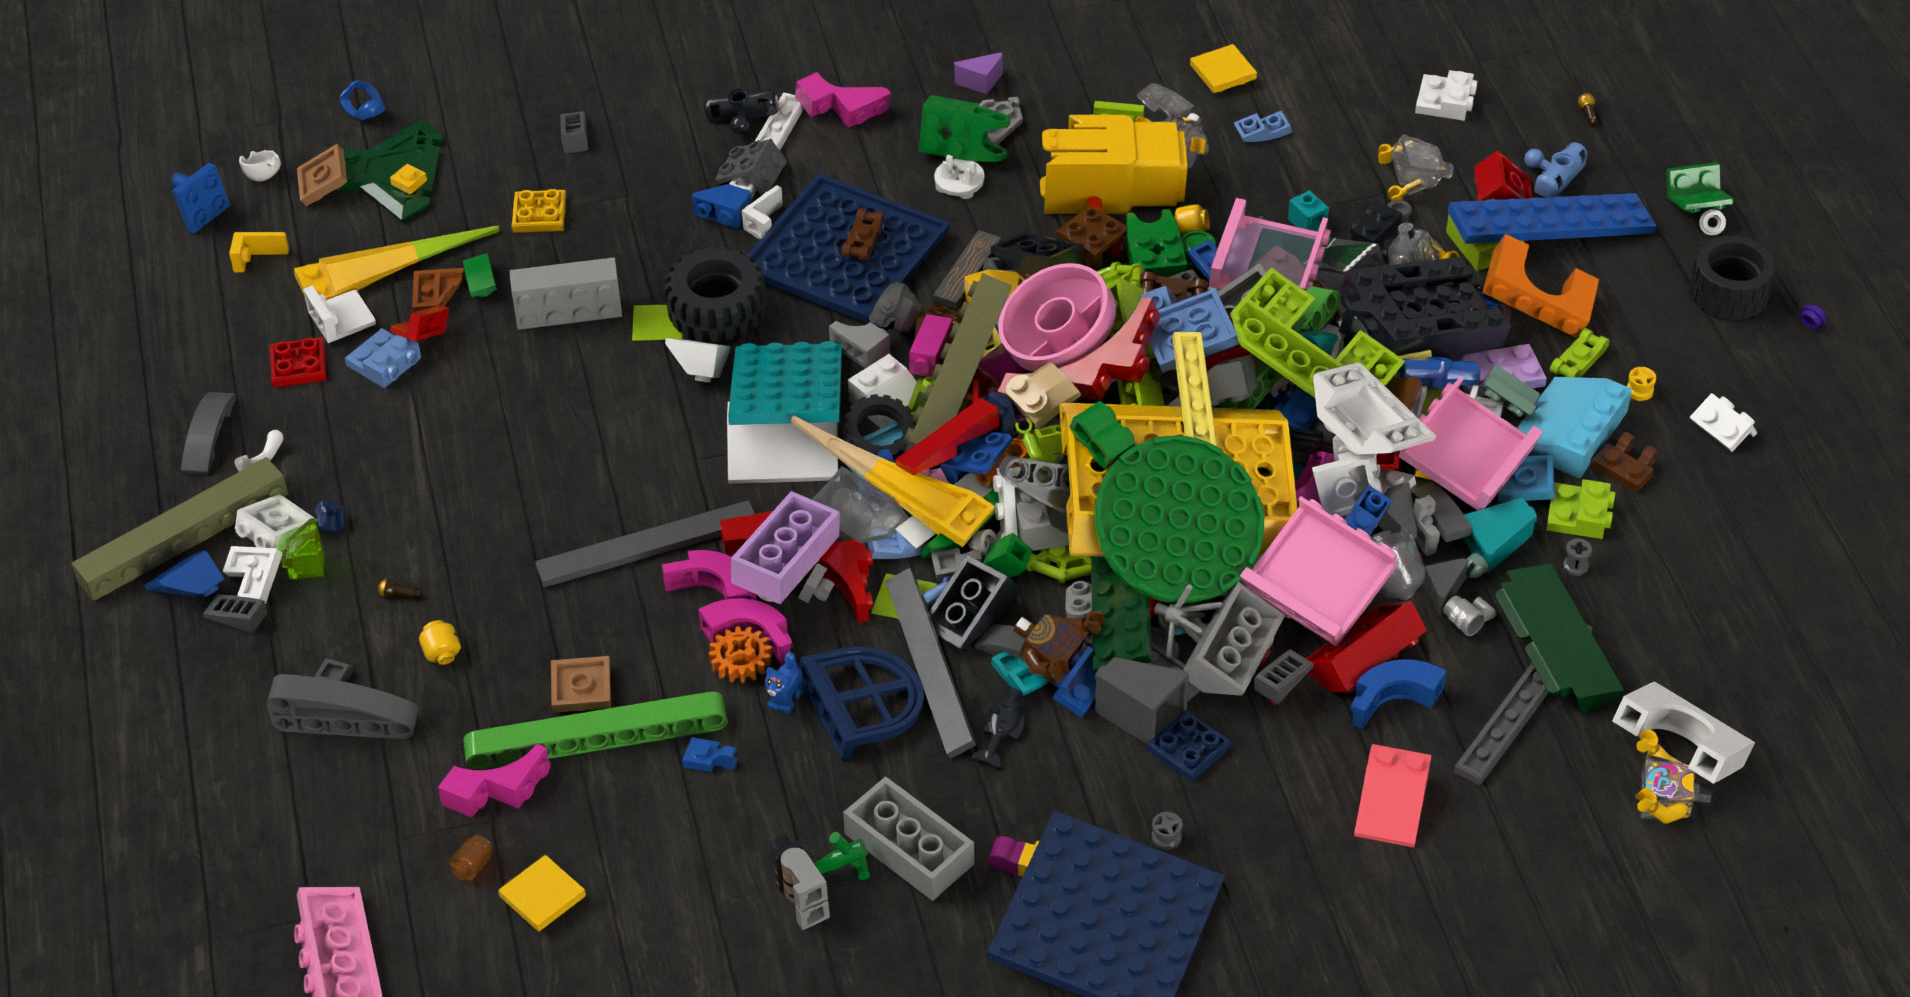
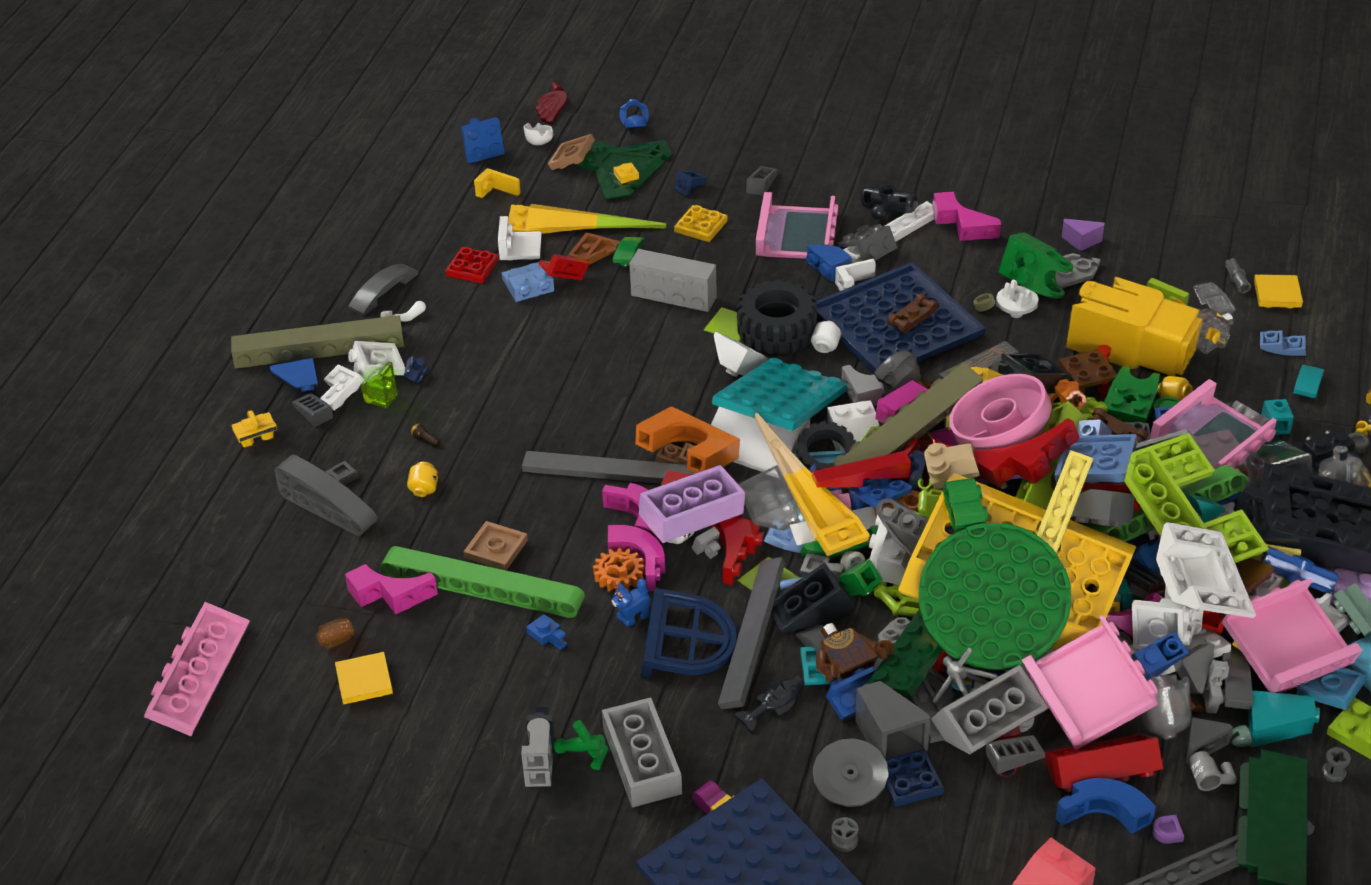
camera: 30 degrees right, 5 degrees down
(186, 662) = (254, 426): none -> yellow hips
(244, 119) = (551, 104): none -> dark red animal
(488, 164) = (688, 179): none -> dark blue bracket
(656, 179) = (790, 229): none -> clear light blue panel
(692, 465) = (672, 425): none -> orange arch
(709, 499) = (673, 454): none -> medium nougat slope
(783, 297) = (826, 336): none -> white head
(926, 193) = (984, 302): none -> olive tile
(1105, 267) = (1070, 392): none -> orange piece
(1132, 765) = (850, 772): none -> dark grey piece
(1171, 65) = (1237, 275): none -> dark grey axle
(1287, 219) = (1249, 413): none -> light grey helmet
(1314, 161) = (1308, 381): none -> teal slope
(1463, 689) = (1168, 830): none -> medium lavender tile

